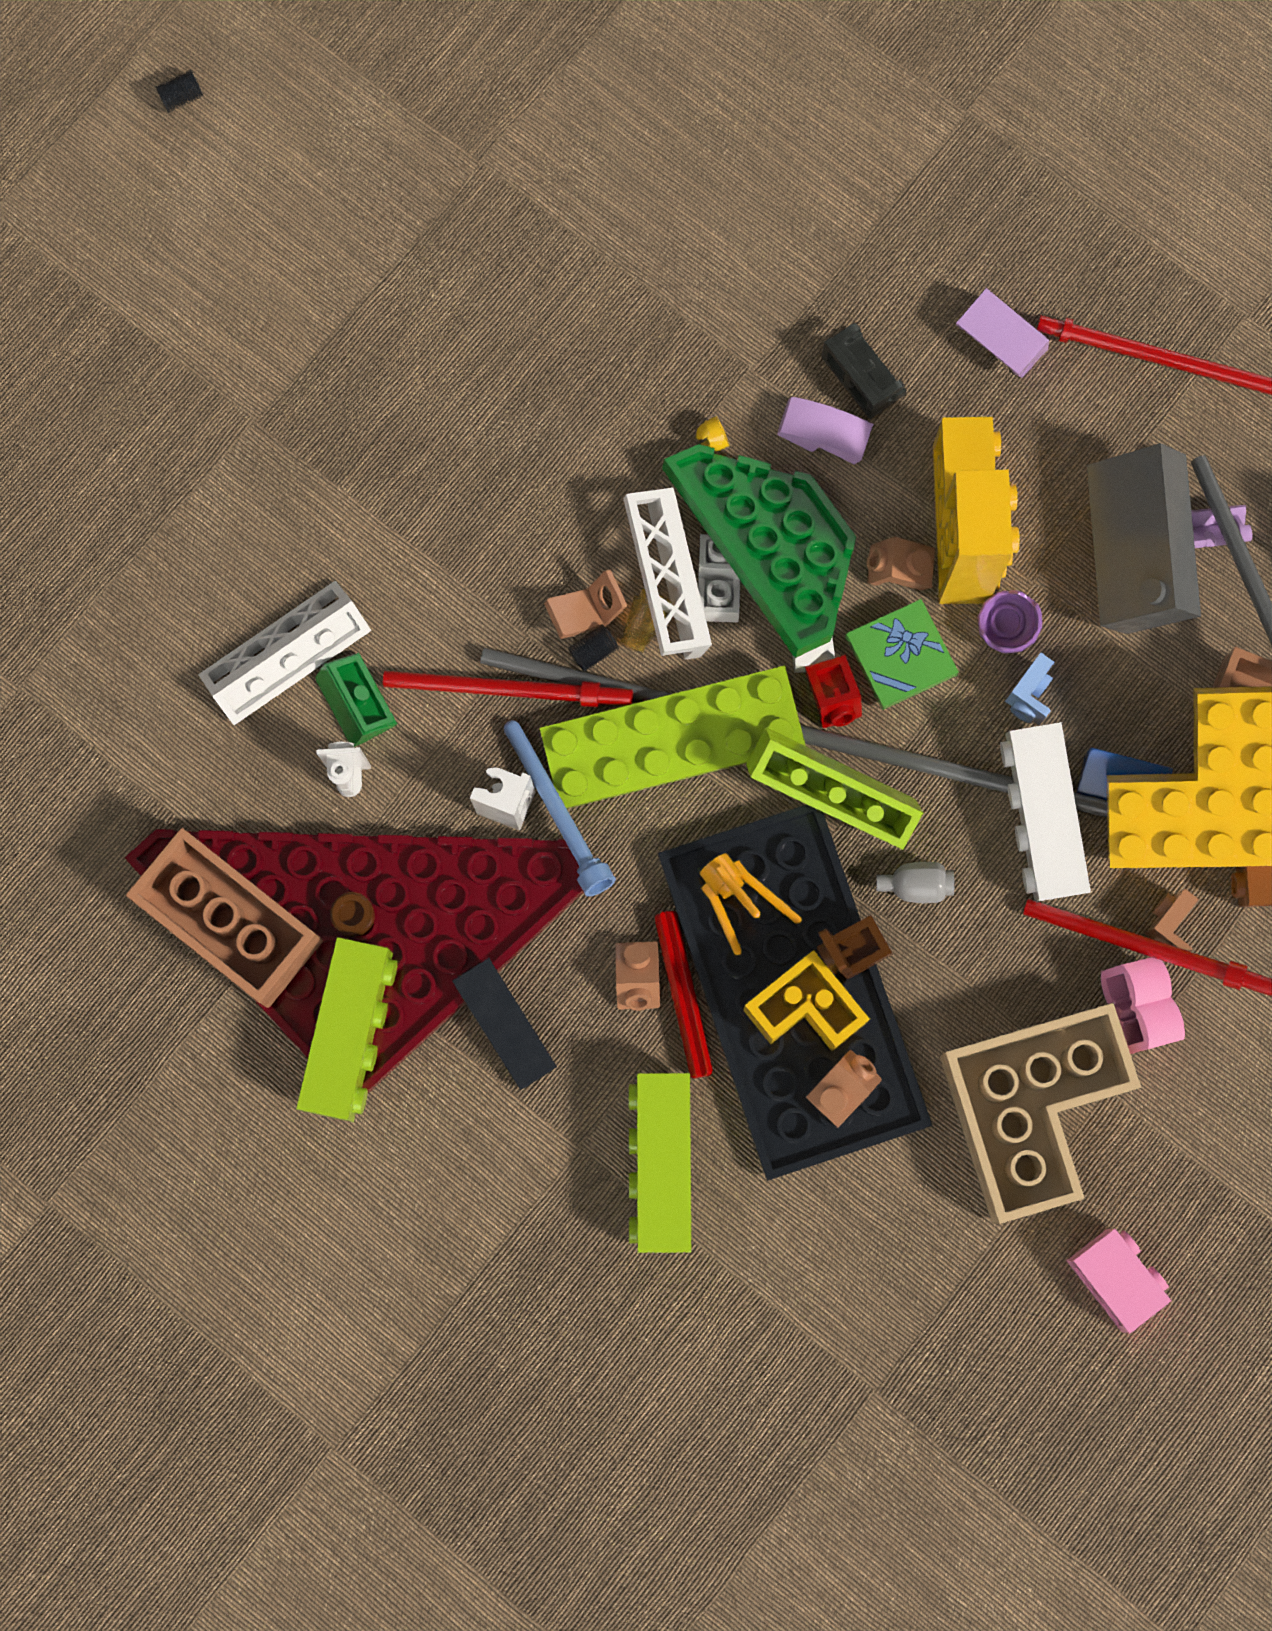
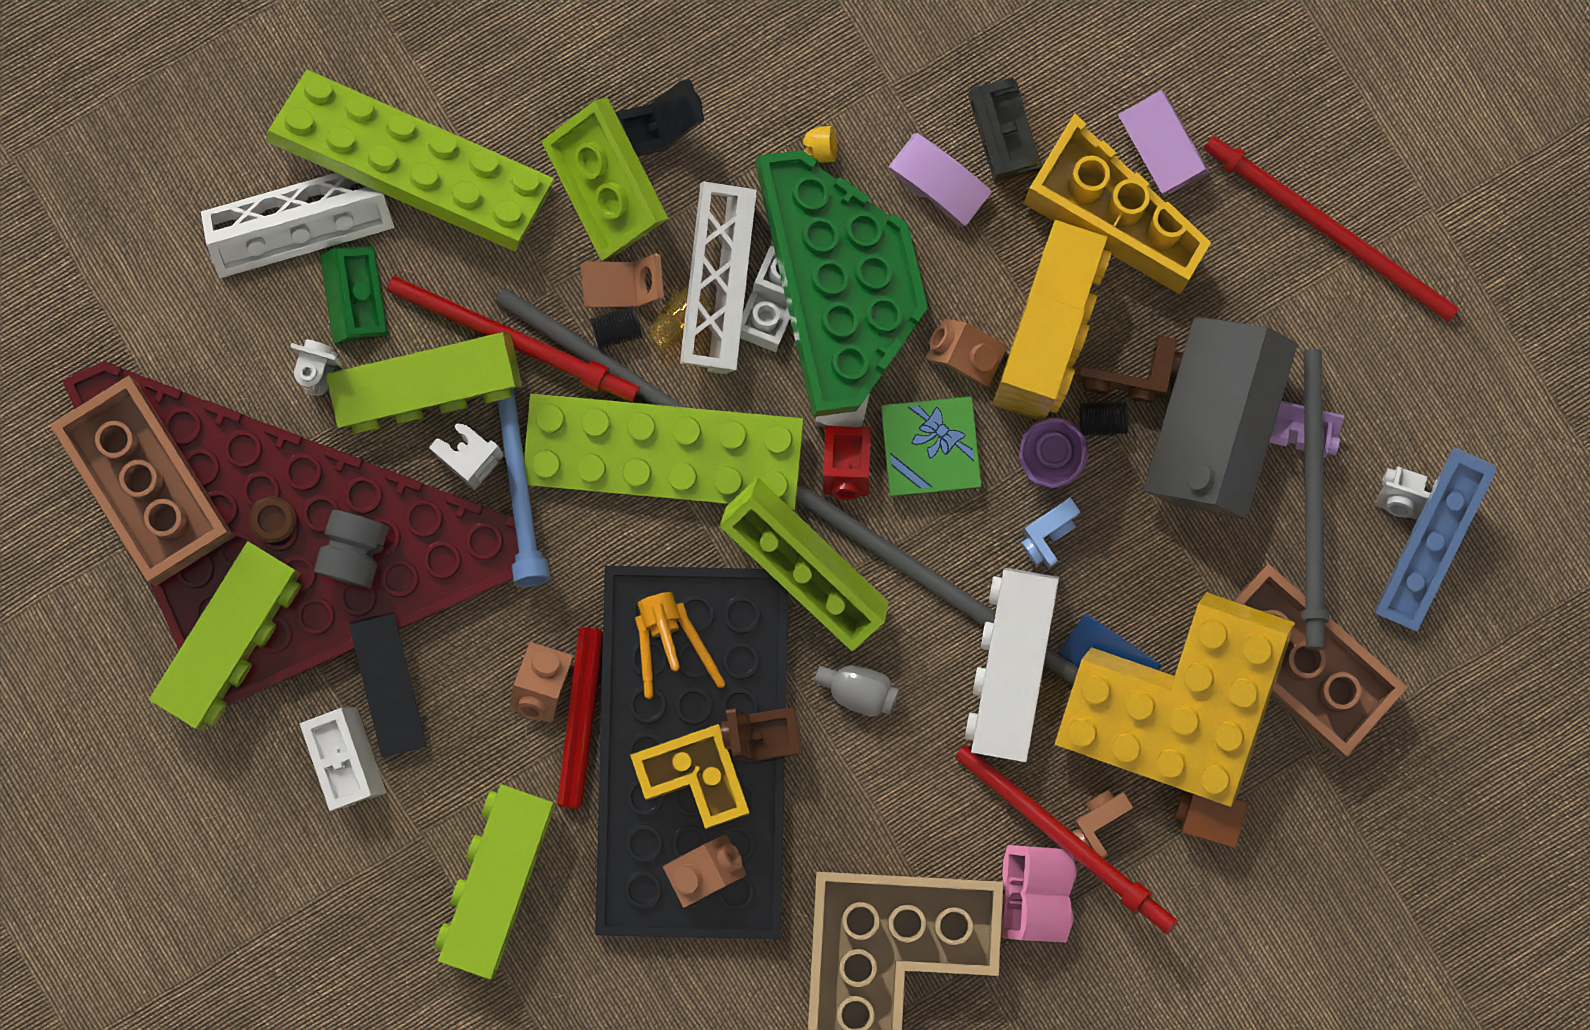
camera: 15 degrees right, 5 degrees up
(365, 566) = (410, 160): none -> lime plate
(431, 913) = (351, 549): none -> dark grey wheel
(443, 748) = (423, 381): none -> lime brick
(486, 1102) = (342, 758): none -> white hinge
(539, 524) = (604, 179): none -> lime plate
(569, 464) = (663, 121): none -> black bracket
(959, 385) = (1096, 191): none -> yellow wedge
(1038, 574) = (1105, 424): none -> black piece
(1074, 519) = (1164, 366): none -> reddish brown bracket

